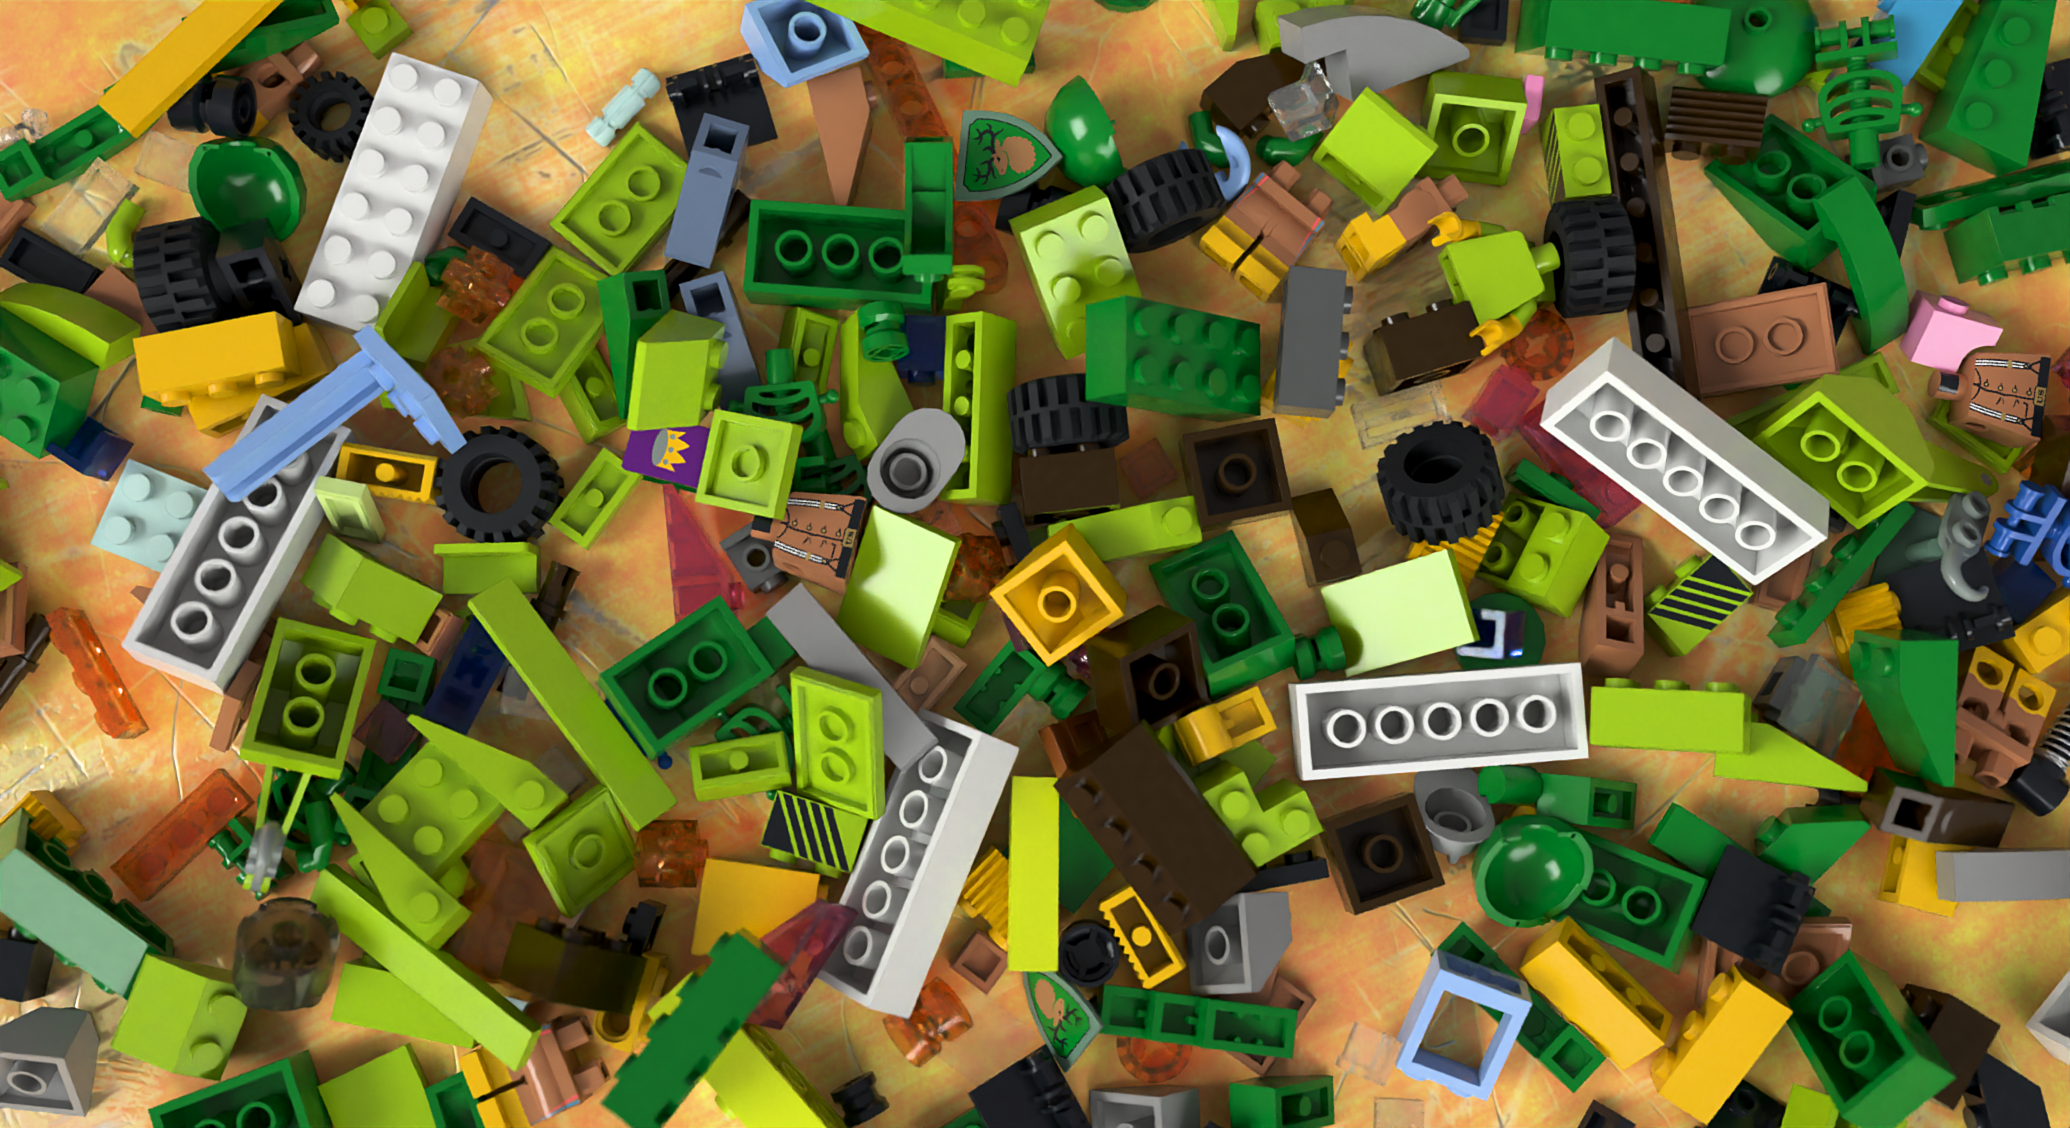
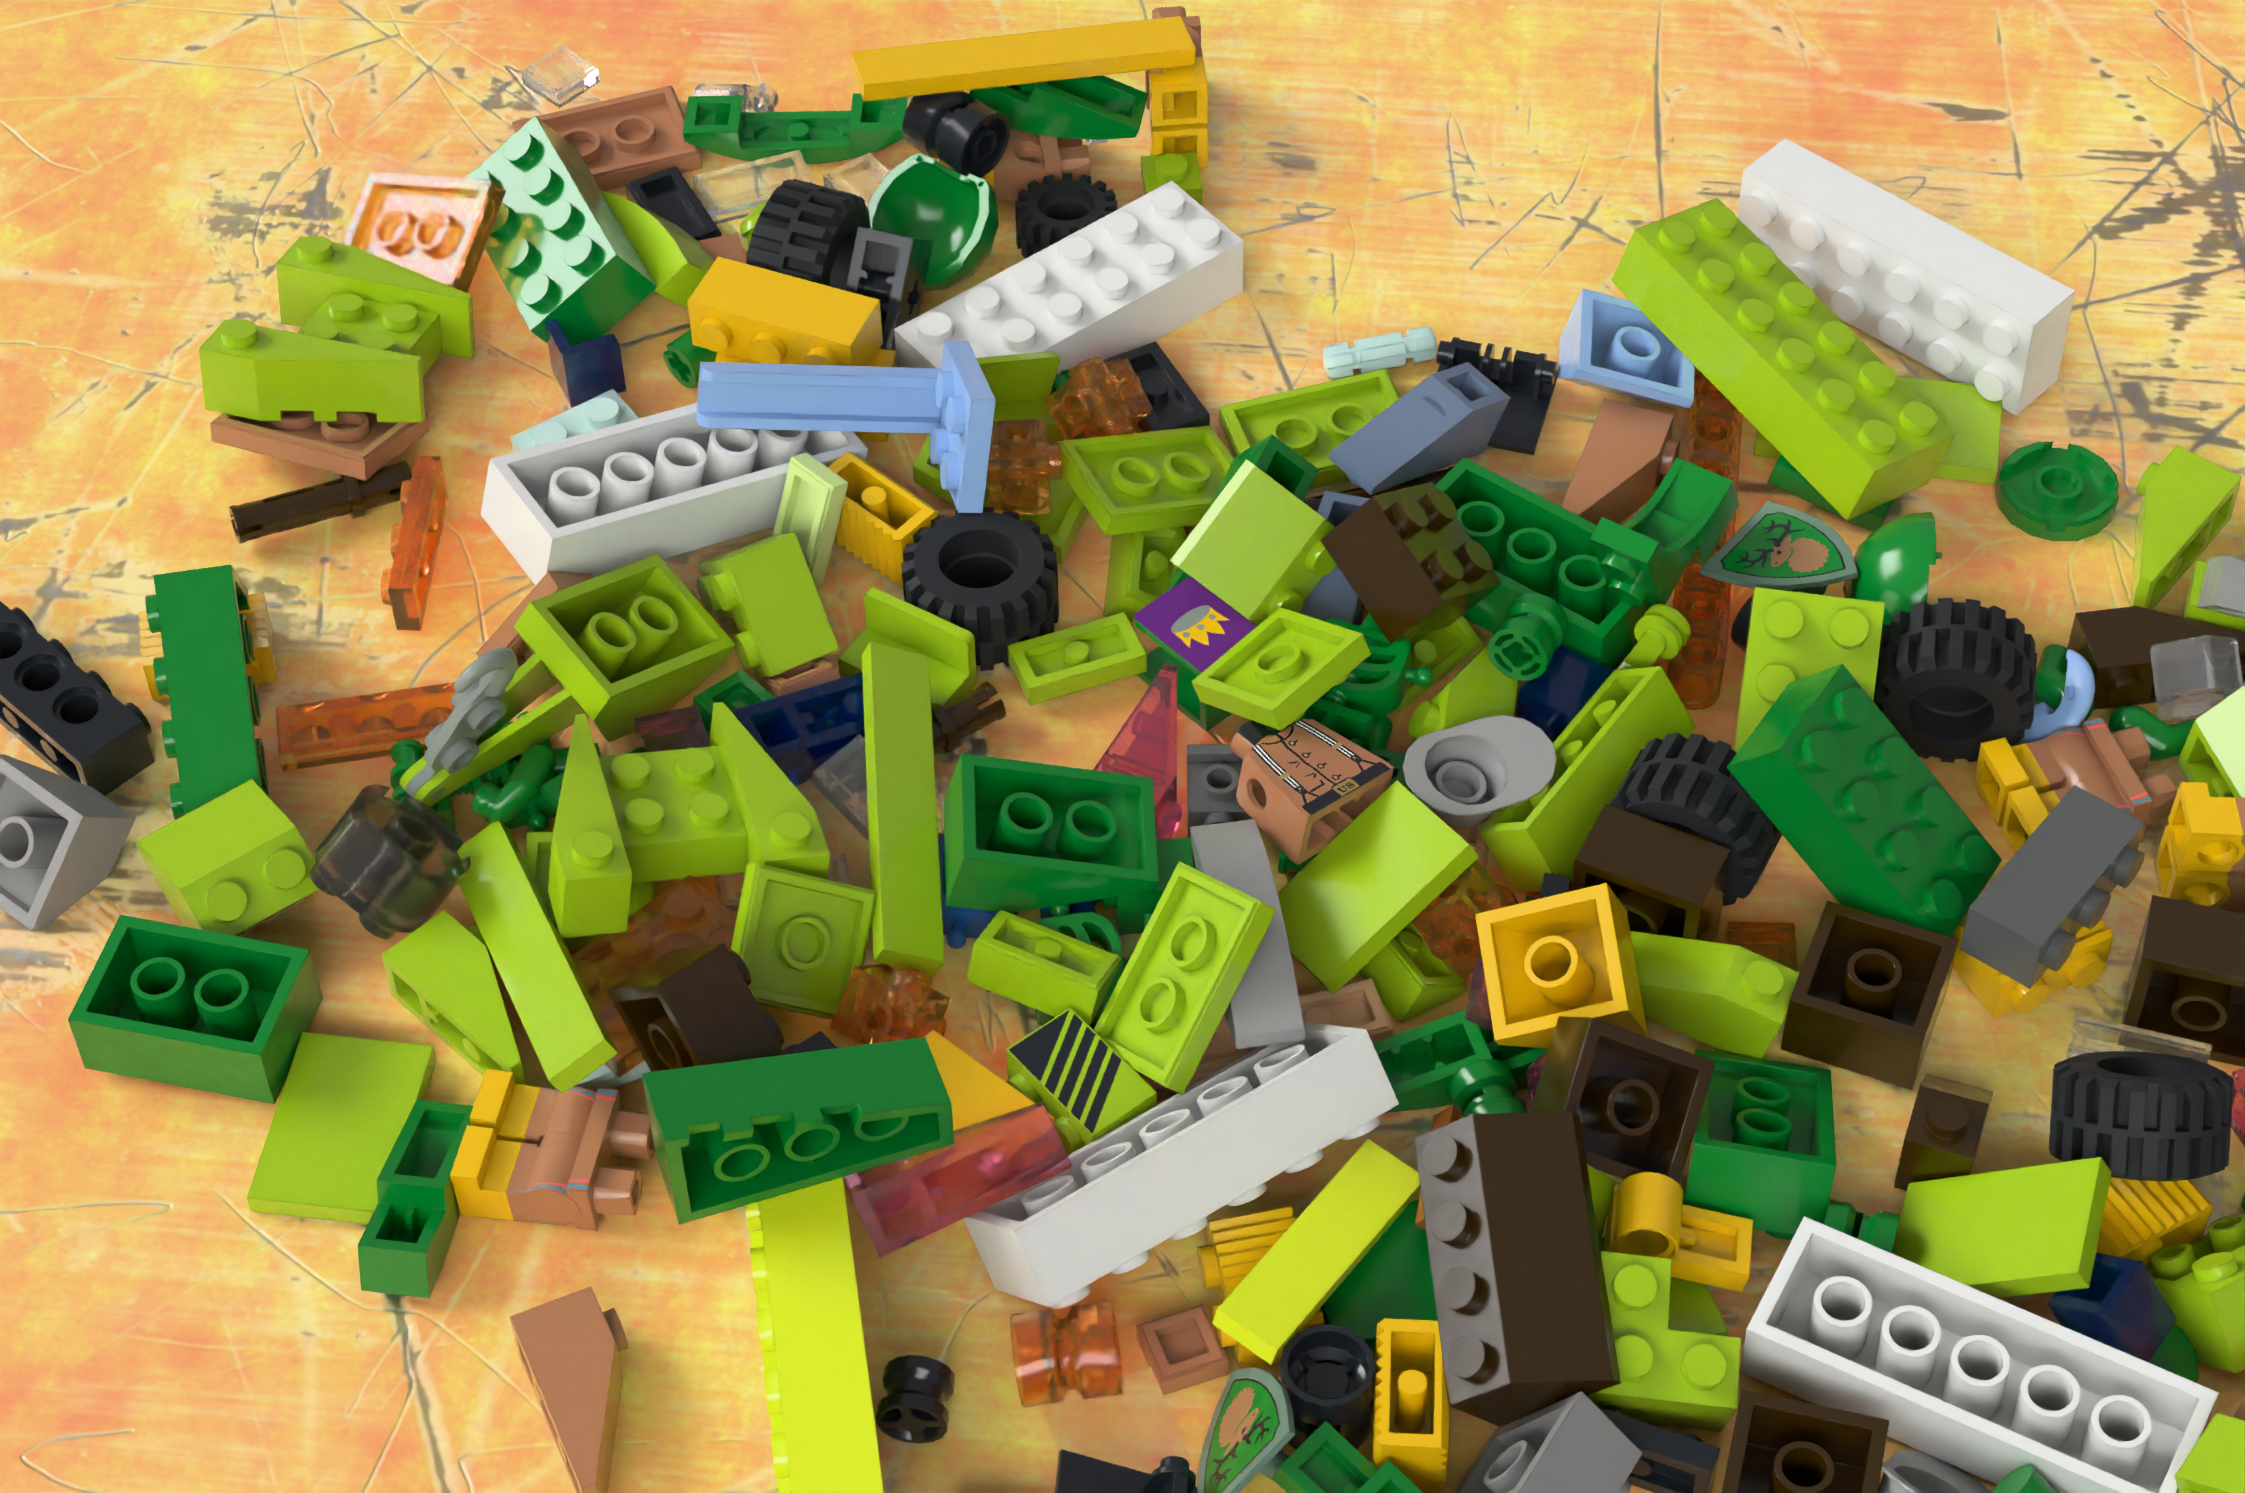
camera: 40 degrees right, 35 degrees down
(780, 328) = (1411, 561): none -> dark brown brick

